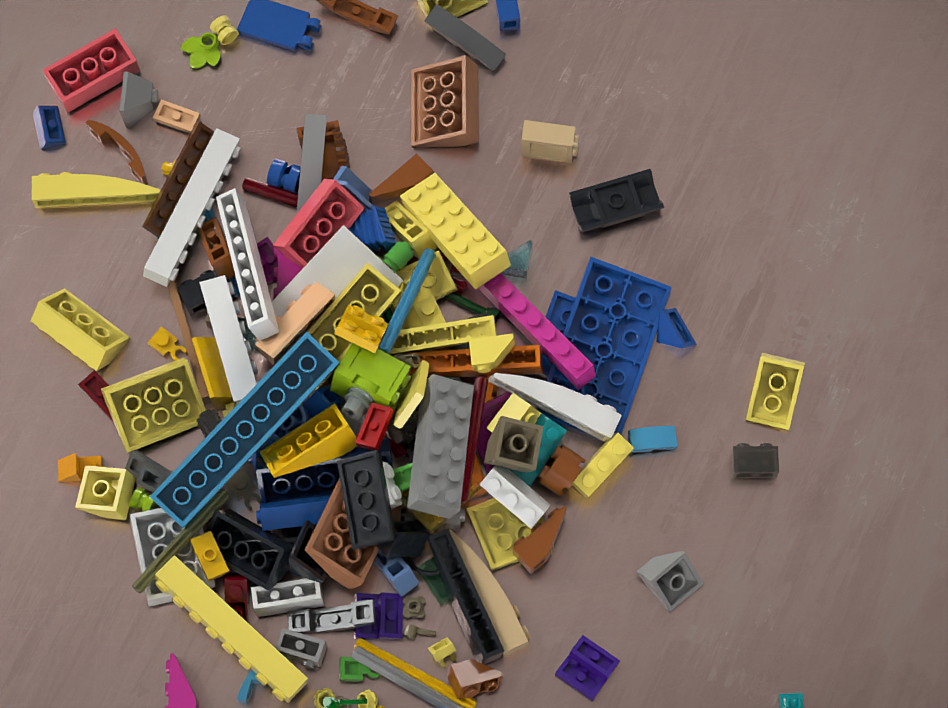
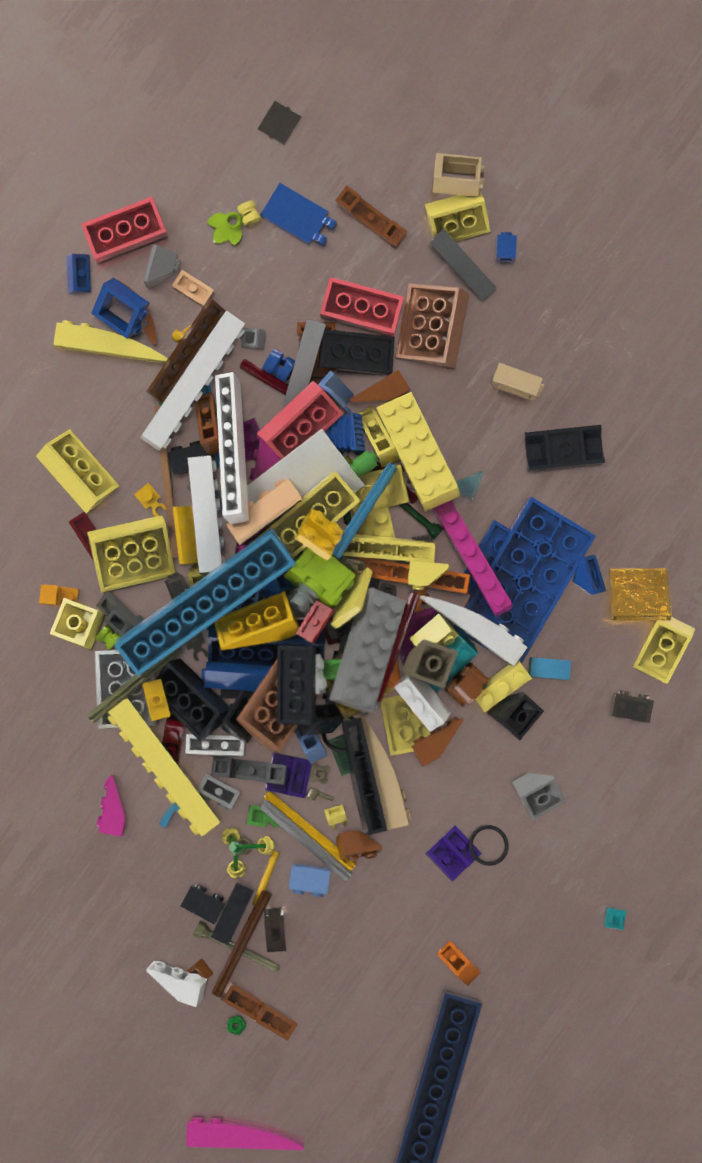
camera: 10 degrees right, 15 degrees up
(81, 143) = (129, 297): none -> blue window
(252, 156) = (253, 338): none -> light grey slope
(364, 98) = (361, 306): none -> coral brick
(366, 145) = (356, 352): none -> black tile
(617, 667) = (472, 850): none -> black tyre
(625, 494) = (516, 714): none -> black slope
(735, 336) = (640, 594): none -> clear yellow plate

